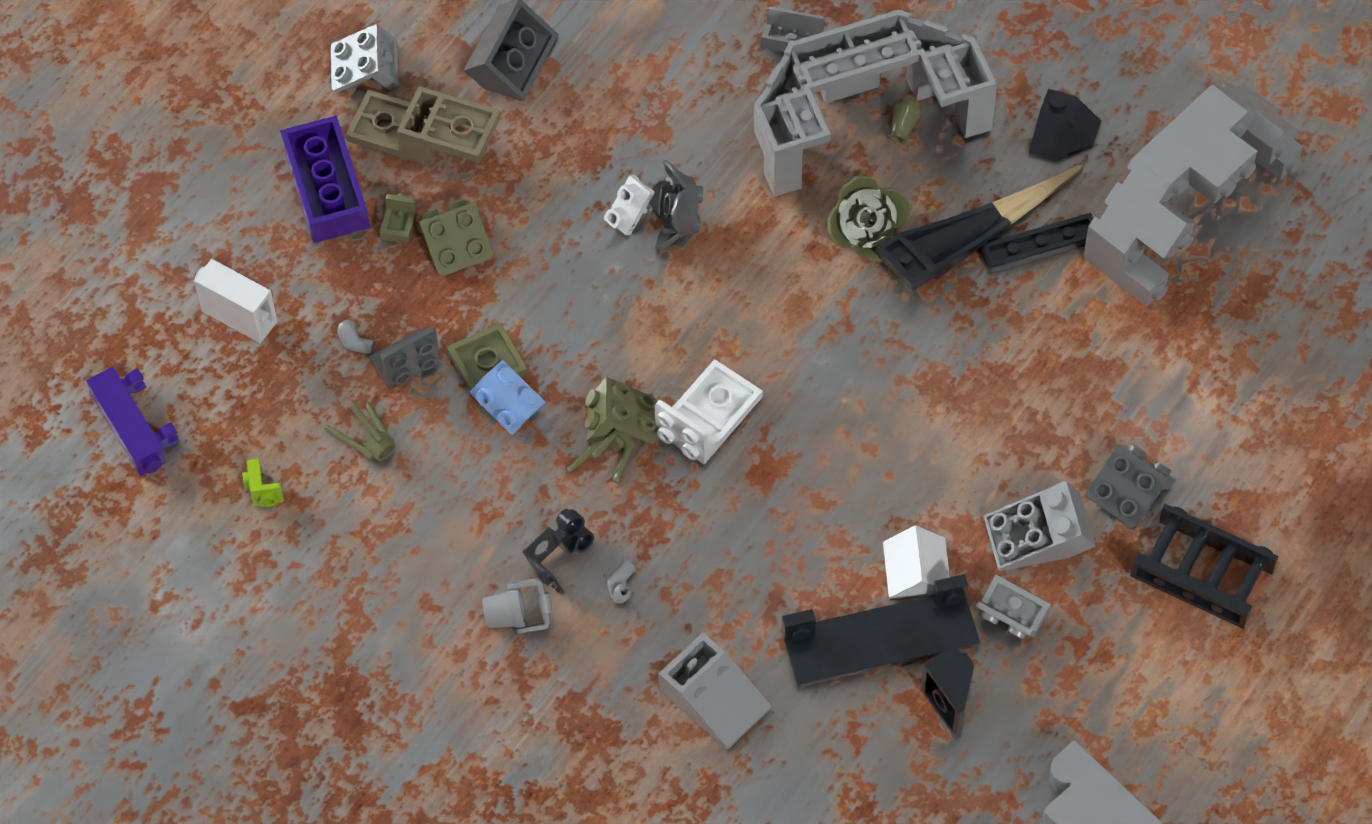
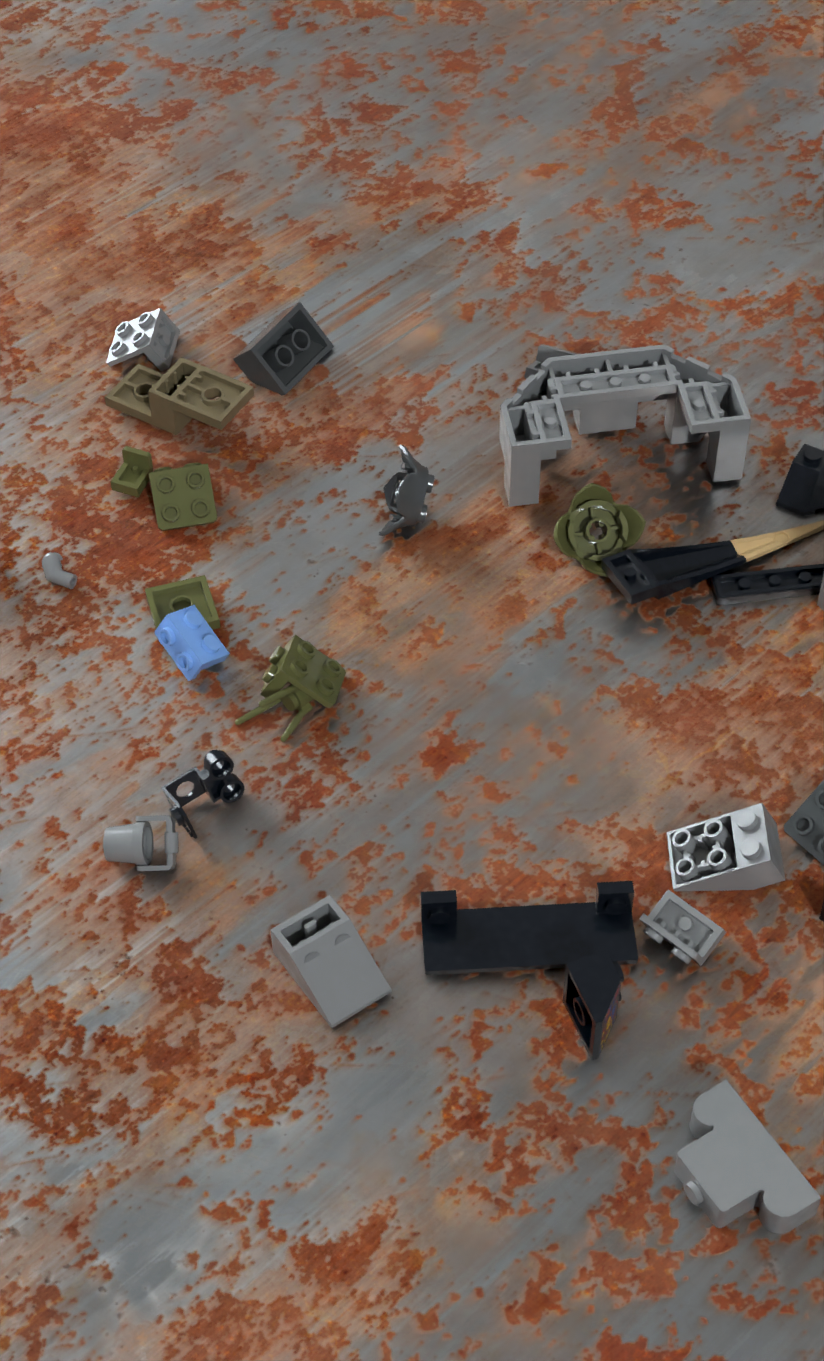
camera: 10 degrees right, 10 degrees down
(325, 179) = (71, 429): dark purple brick -> none
(378, 441) = (48, 667): olive plant -> none
(407, 357) = (102, 590): dark grey bracket -> none
(617, 583) = (257, 837): light grey arm -> none
(629, 205) = (362, 490): white hips -> none
(706, 412) = (391, 687): white bracket -> none
(904, 118) = (655, 455): olive cone -> none
(914, 563) = (579, 863): white slope -> none

